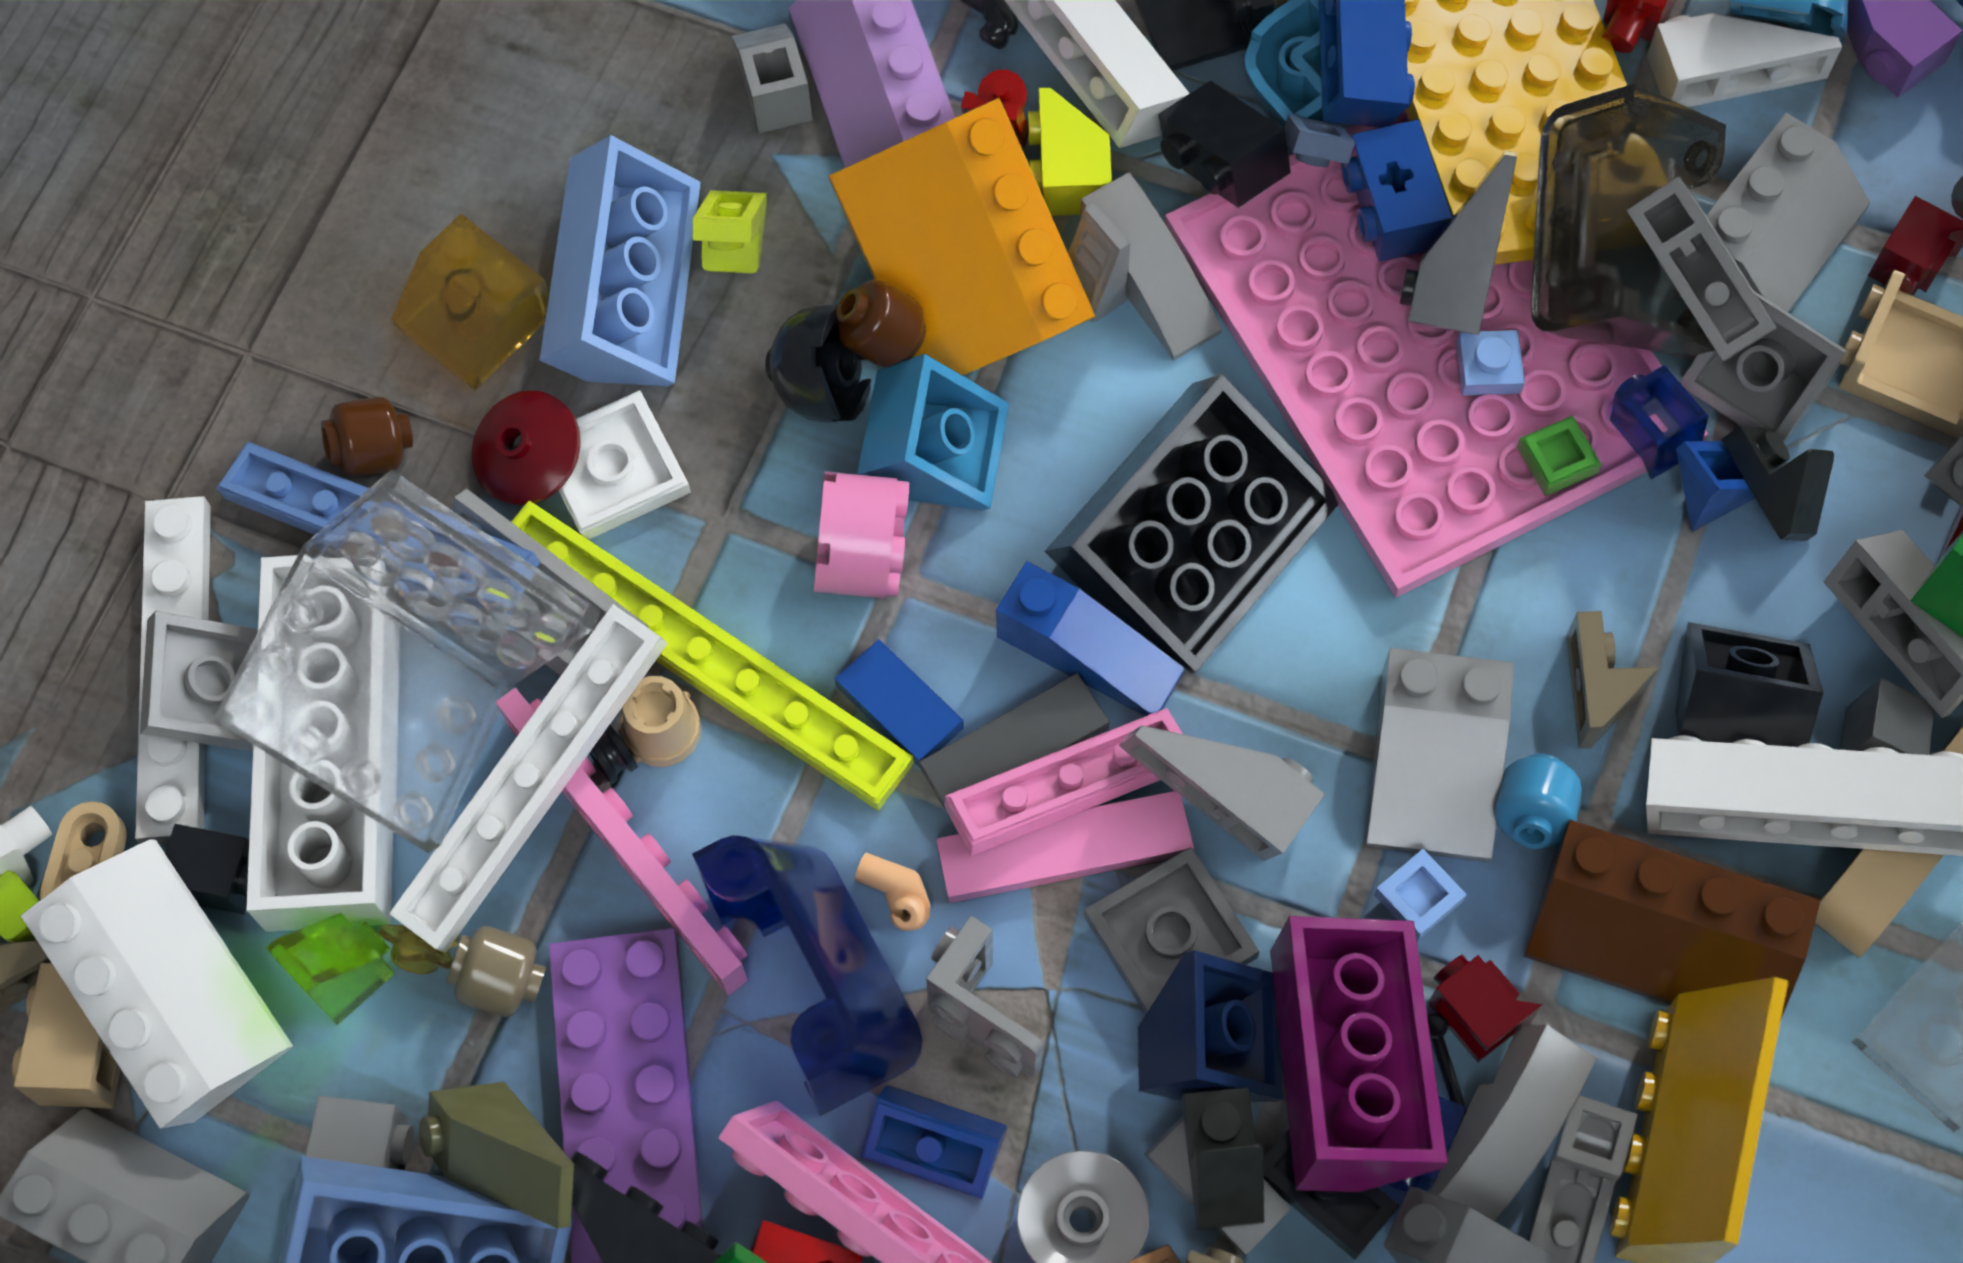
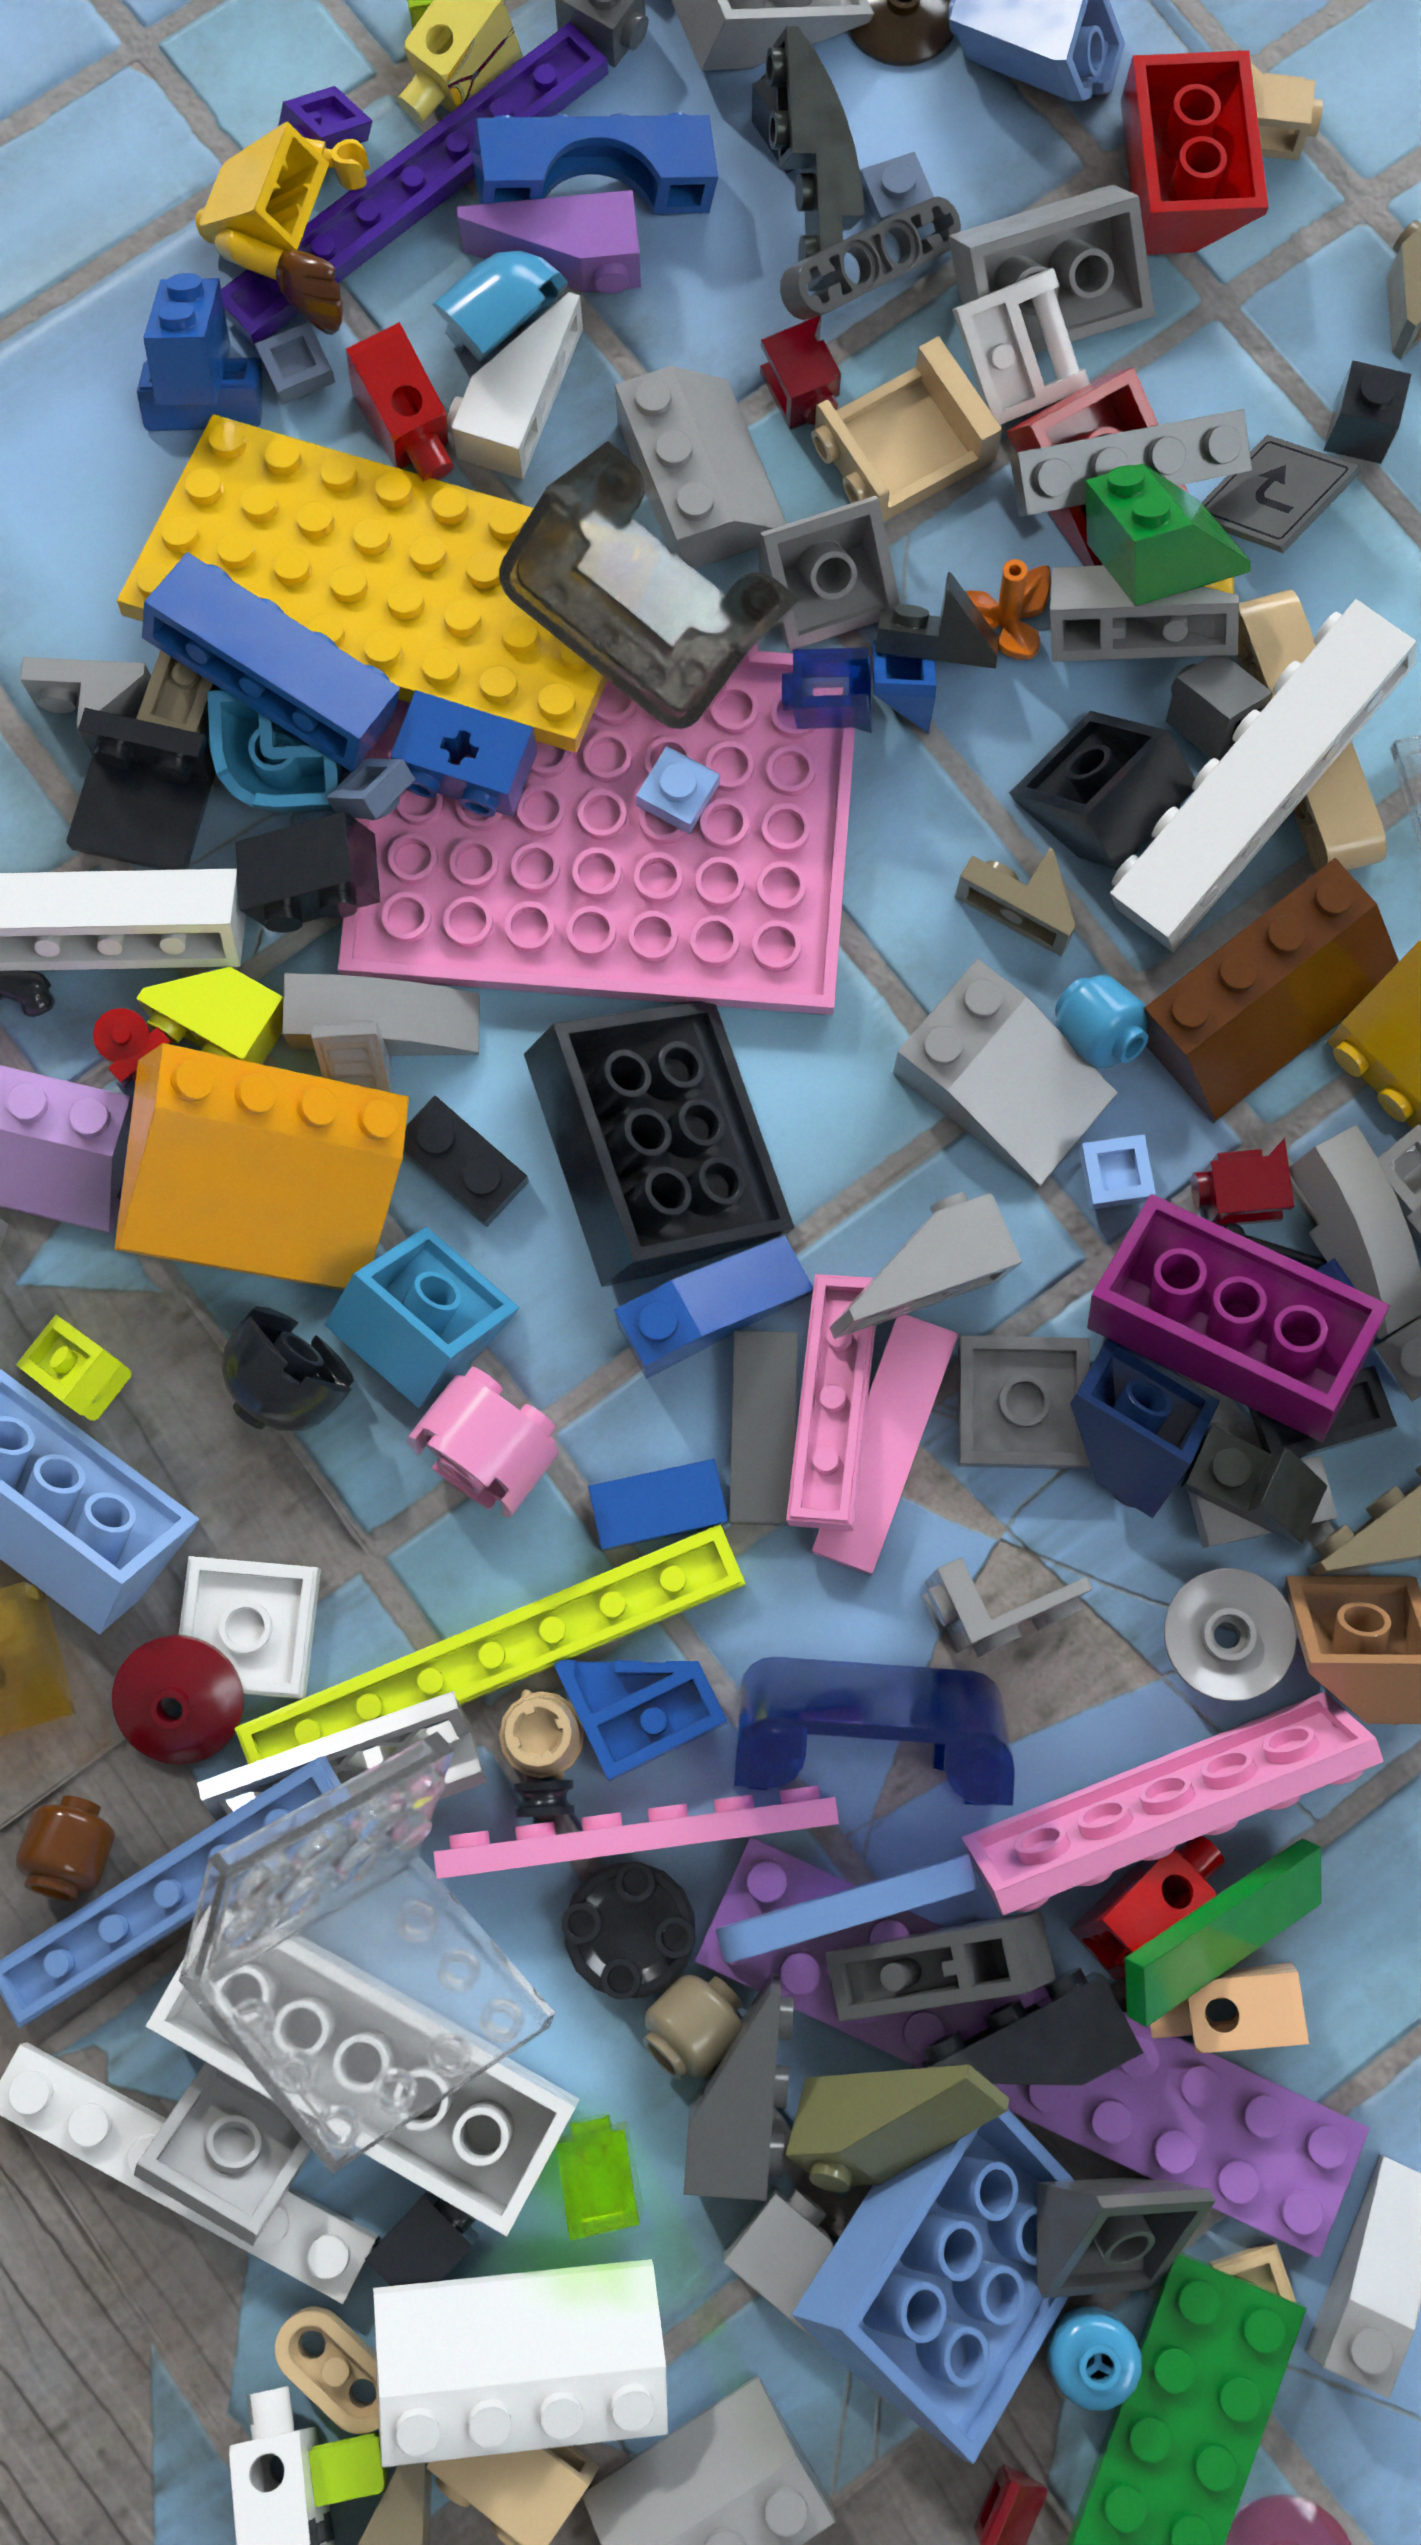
camera: 60 degrees left, 10 degrees up
(413, 952) = (630, 2097): clear yellow plate -> none
(444, 1040) = (733, 2109): none -> dark grey slope
(528, 779) = (541, 1891): white plate -> none
(550, 884) = (629, 1930): none -> black dish
(655, 1129) = (942, 1967): none -> dark grey slope
(657, 1025) = (846, 1908): none -> medium blue beam
(723, 780) = (639, 1708): none -> blue wing
(880, 323) = (292, 1294): reddish brown head -> none
(902, 889) = (837, 1609): light nougat arm -> none
(933, 1141) = (1080, 1719): blue slope -> none
(1077, 396) = (462, 1161): none -> black plate
(1459, 263) = (576, 740): slope -> none
(1559, 455) = (803, 792): bright green tile -> none
(1701, 268) = (732, 556): light grey slope -> none
(1845, 524) = (1021, 596): none -> orange plant

